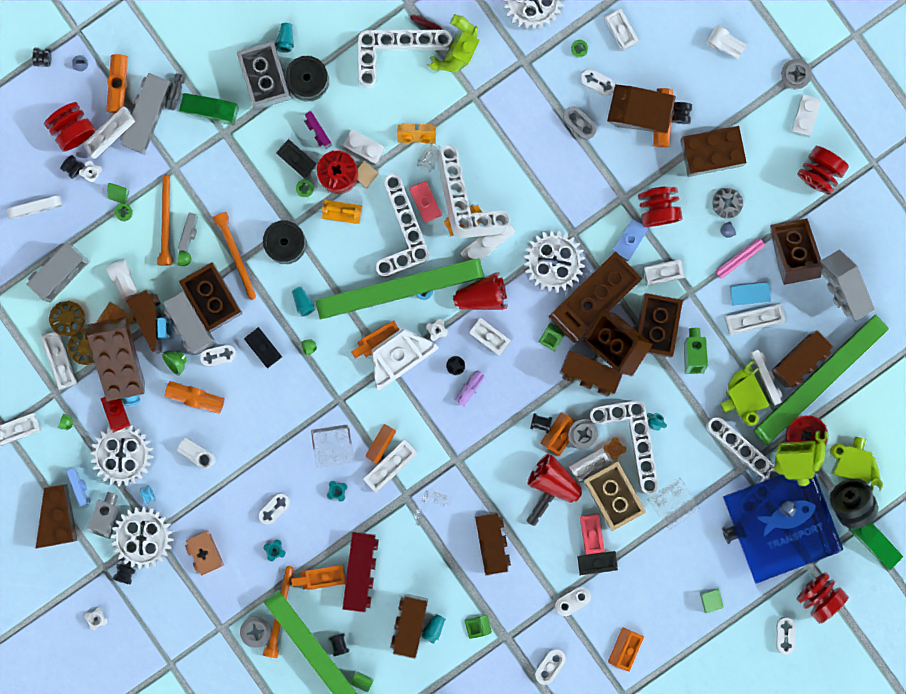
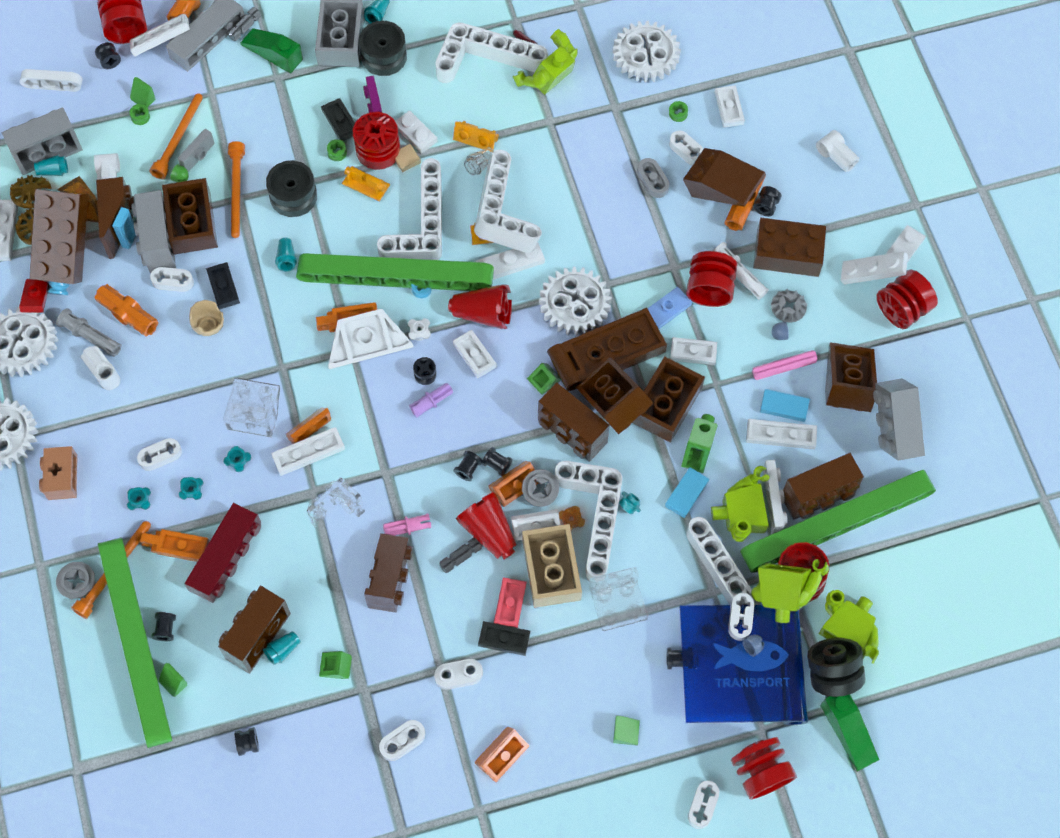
camera: 15 degrees right, 20 degrees down
(74, 289) = (52, 166): none -> teal cone
(91, 177) = (123, 72): white plate -> none
(147, 494) = (27, 391): medium azure bush -> none
(164, 425) = (80, 327): none -> light grey pin
(175, 361) = (122, 267): bright green piece -> none
(263, 383) = (206, 318): none -> tan hair
(306, 528) = (188, 482): none -> teal plate
(309, 346) = (272, 300): bright green hinge -> none
(425, 202) = (458, 202): coral plate -> none
(491, 499) = (407, 525): none -> bright pink axle
(520, 434) = (467, 466): none -> black bush
(685, 190) = (744, 274): none -> white pin
(696, 395) = (687, 492): none -> medium azure tile
(776, 488) = (735, 615): none -> white beam
(788, 150) = (874, 268): none -> white plate
(803, 69) = (914, 202): light grey gear -> none

